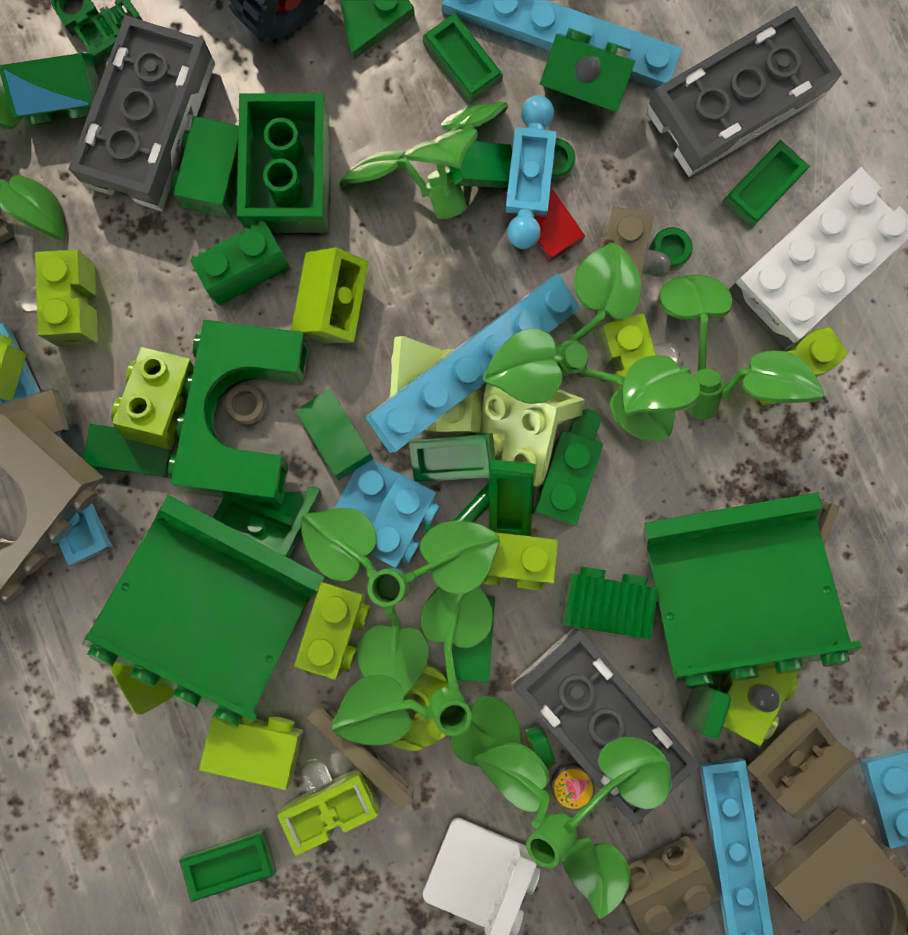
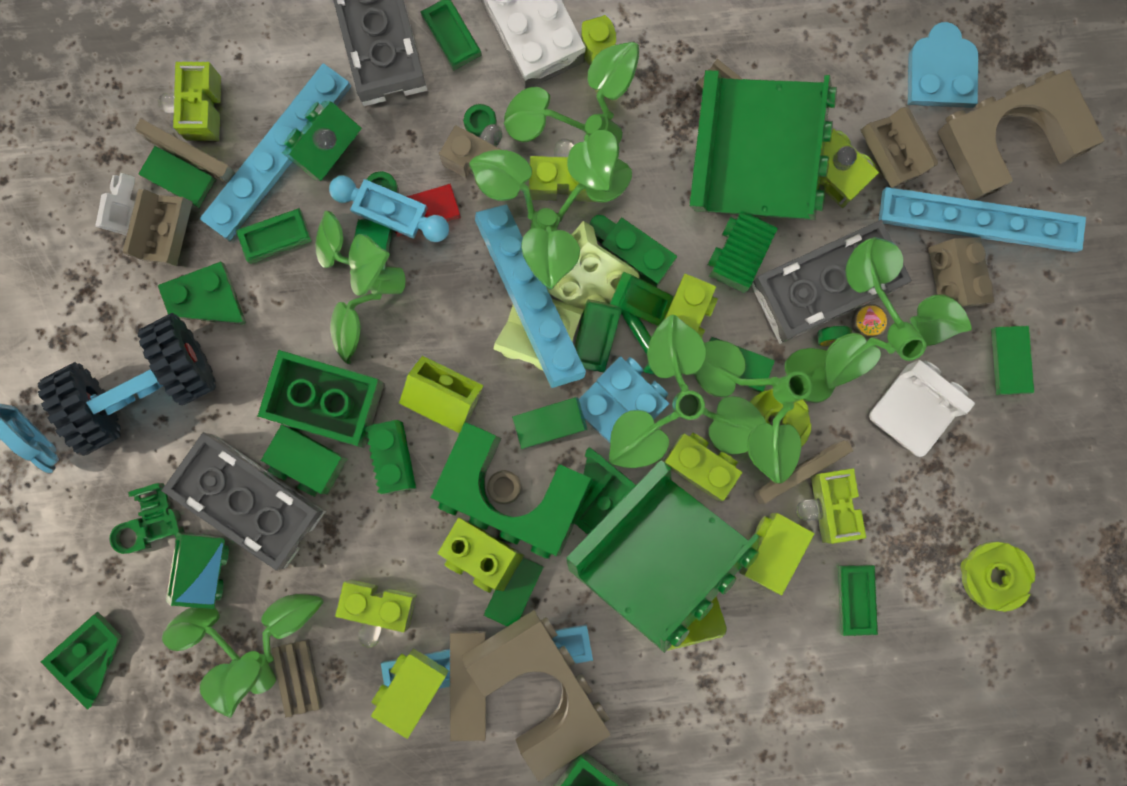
camera: 75 degrees left, 0 degrees up
(707, 711) = (842, 202): green tile -> none

